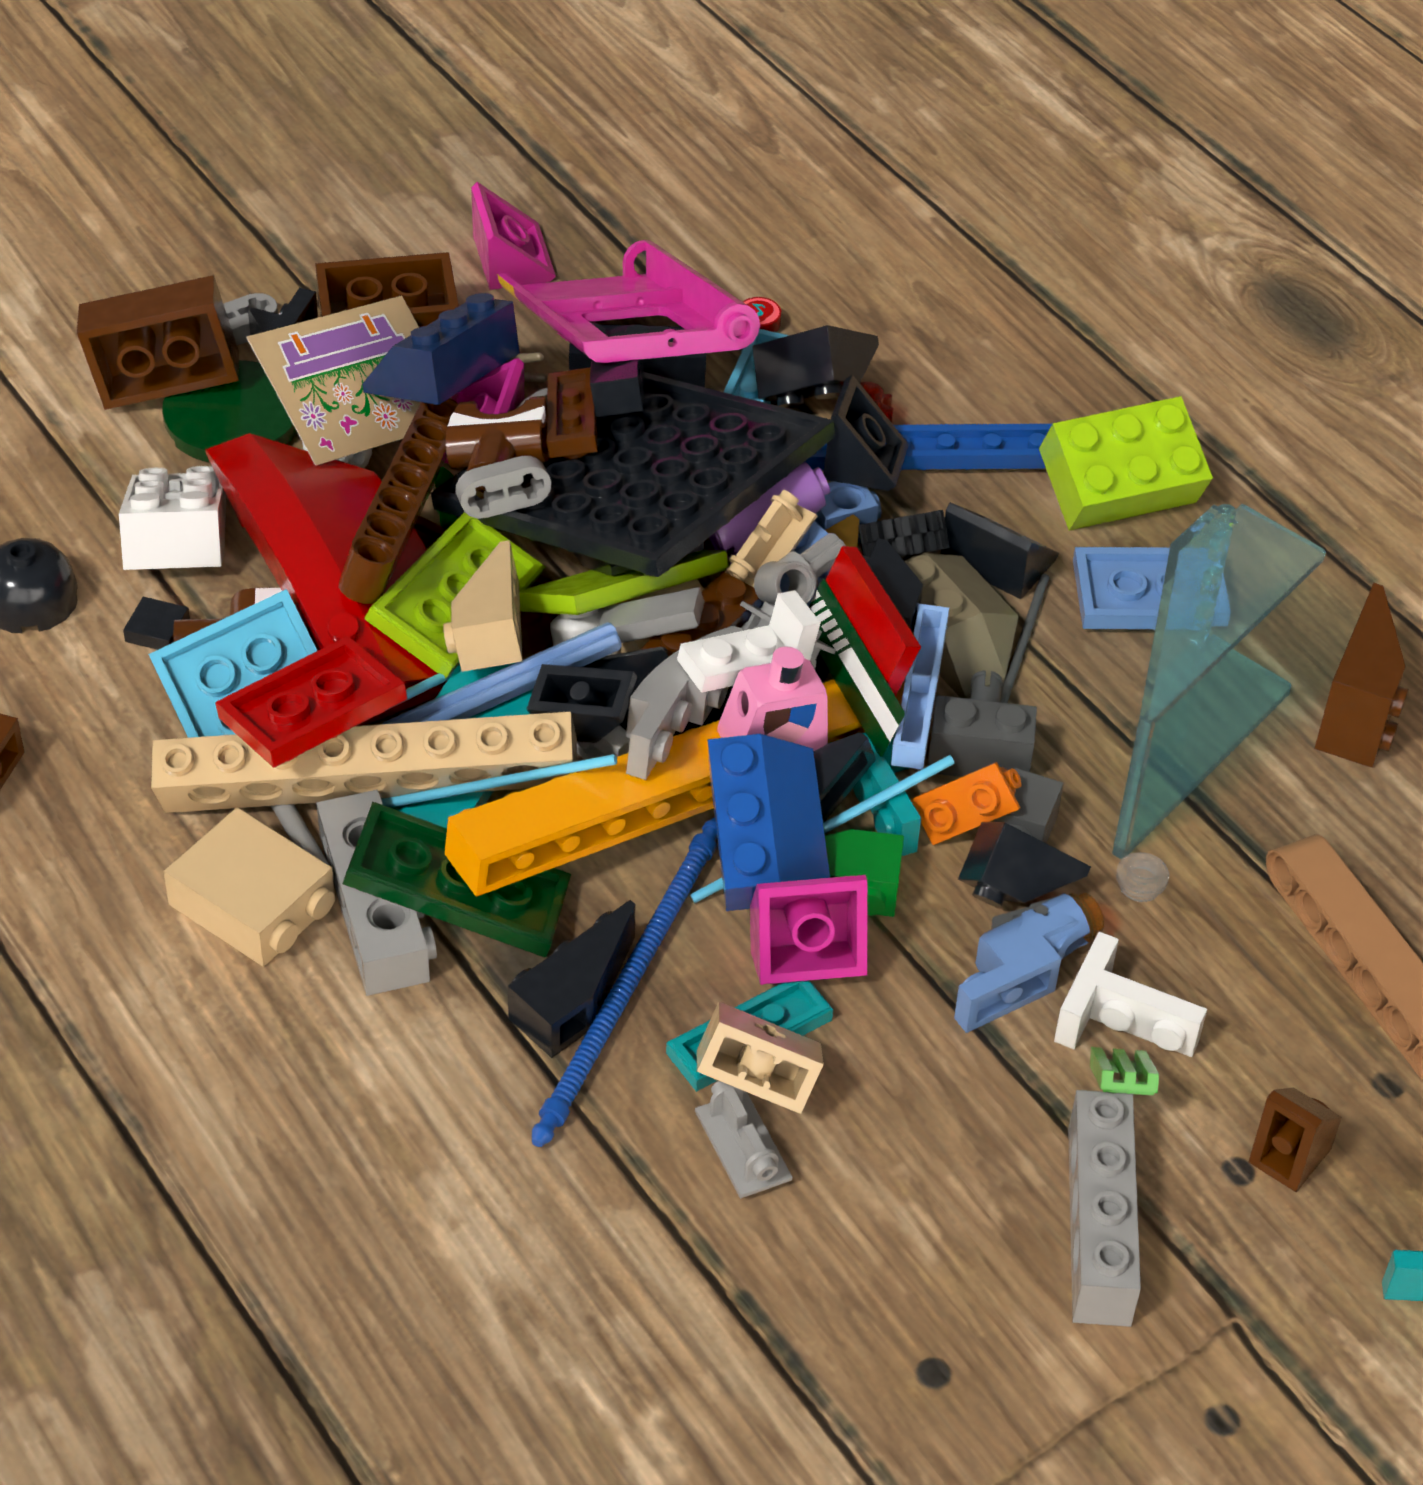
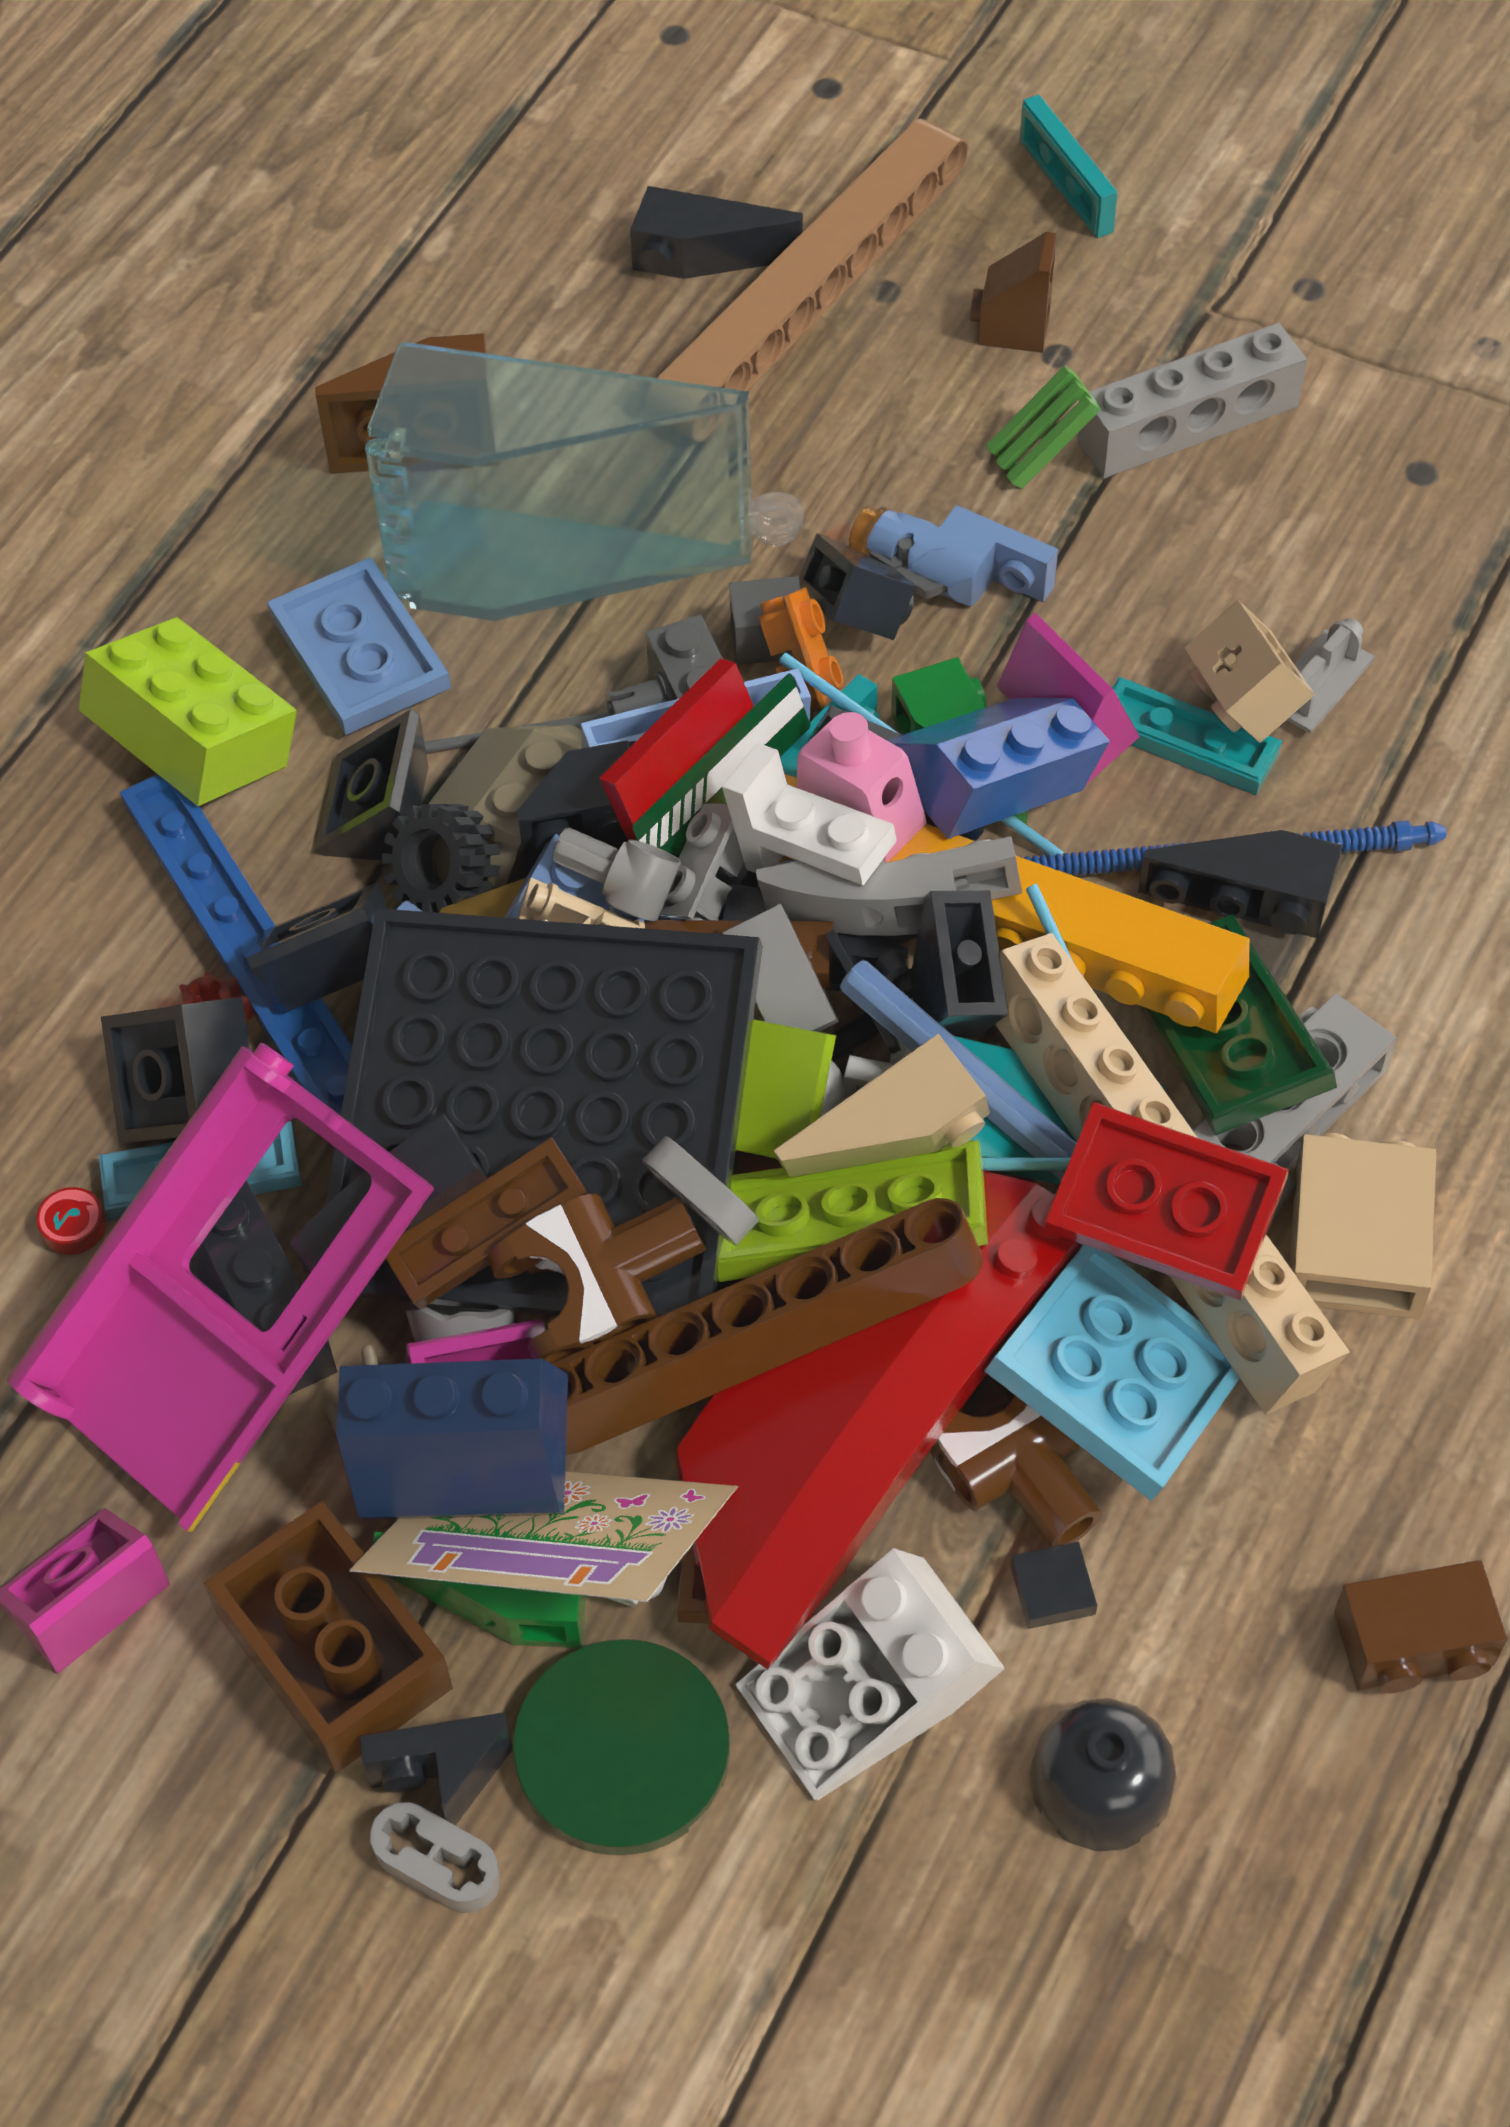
camera: 115 degrees left, 10 degrees up
(158, 342) = (605, 1851): reddish brown brick -> none
(1126, 1005) = (960, 480): white bracket -> none

